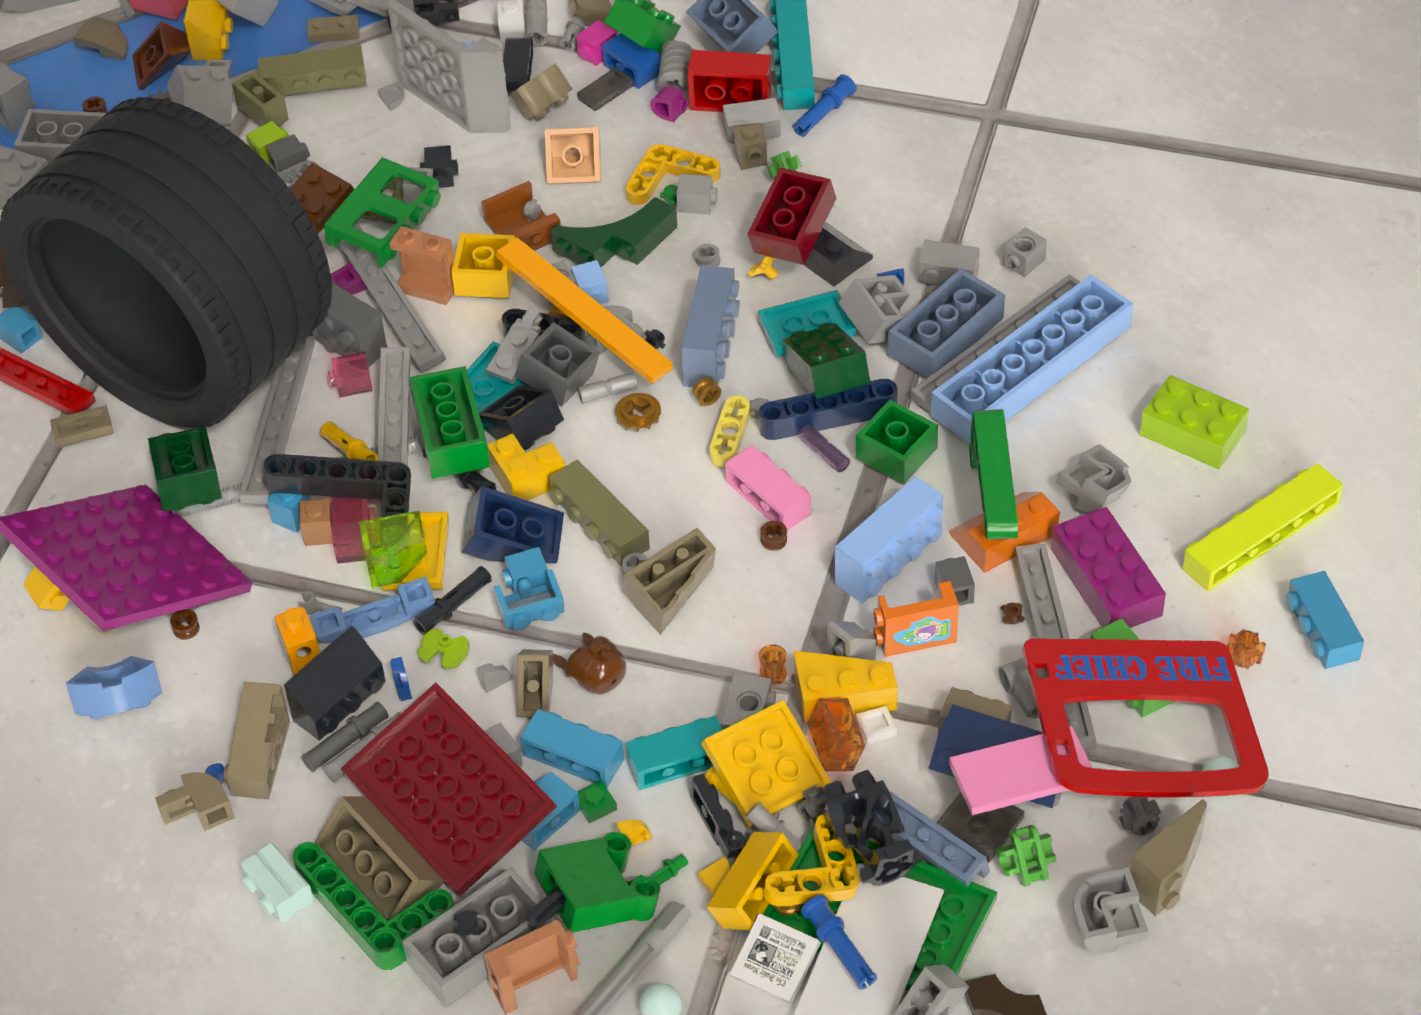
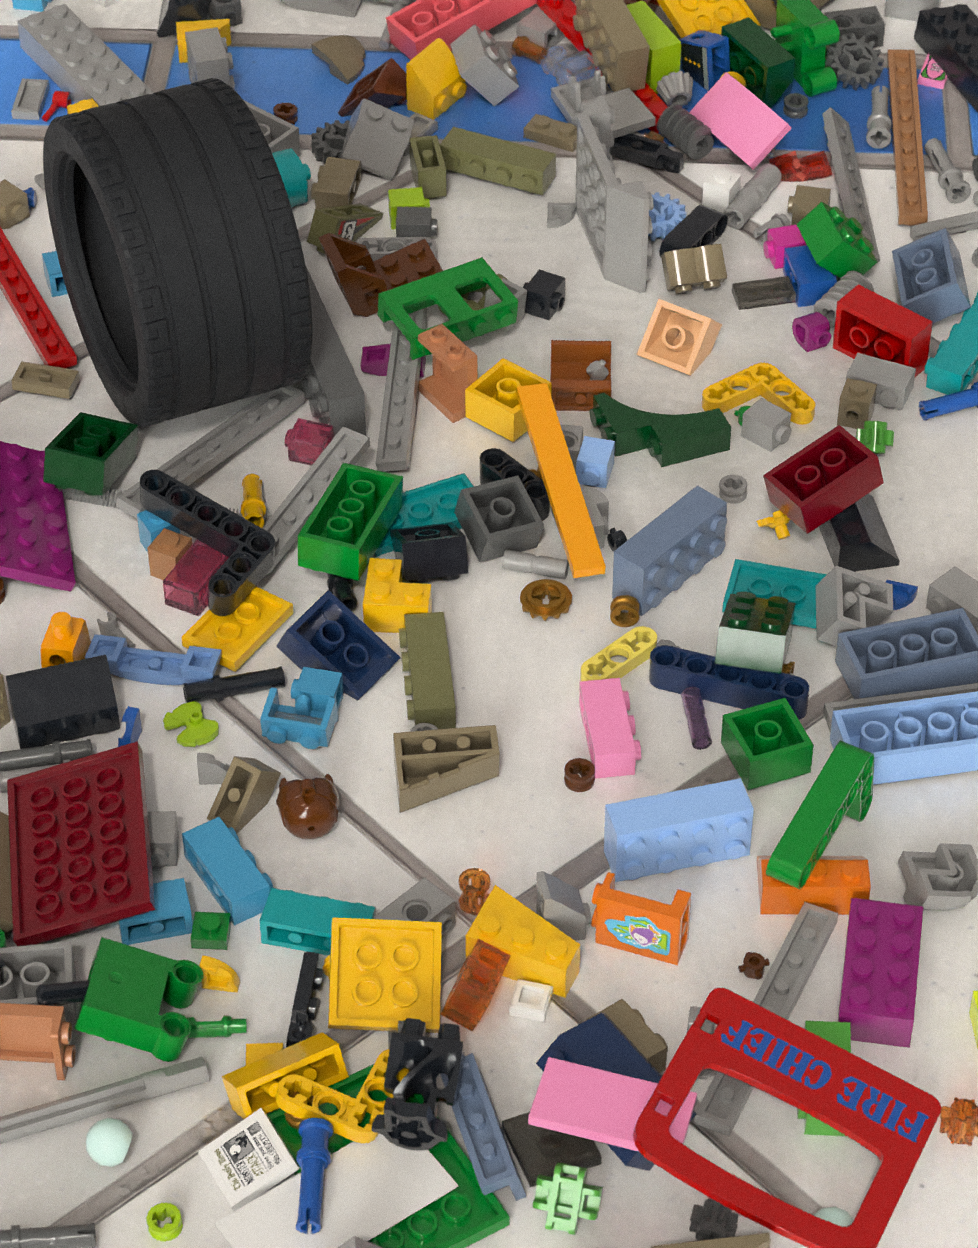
camera: 30 degrees right, 5 degrees down
(392, 547) = (203, 606): clear neon green slope -> none
(517, 340) = (482, 473): light grey hinge -> none
(768, 823) = (342, 1033): light grey axle -> none
(959, 574) = (716, 905): dark grey brick -> none

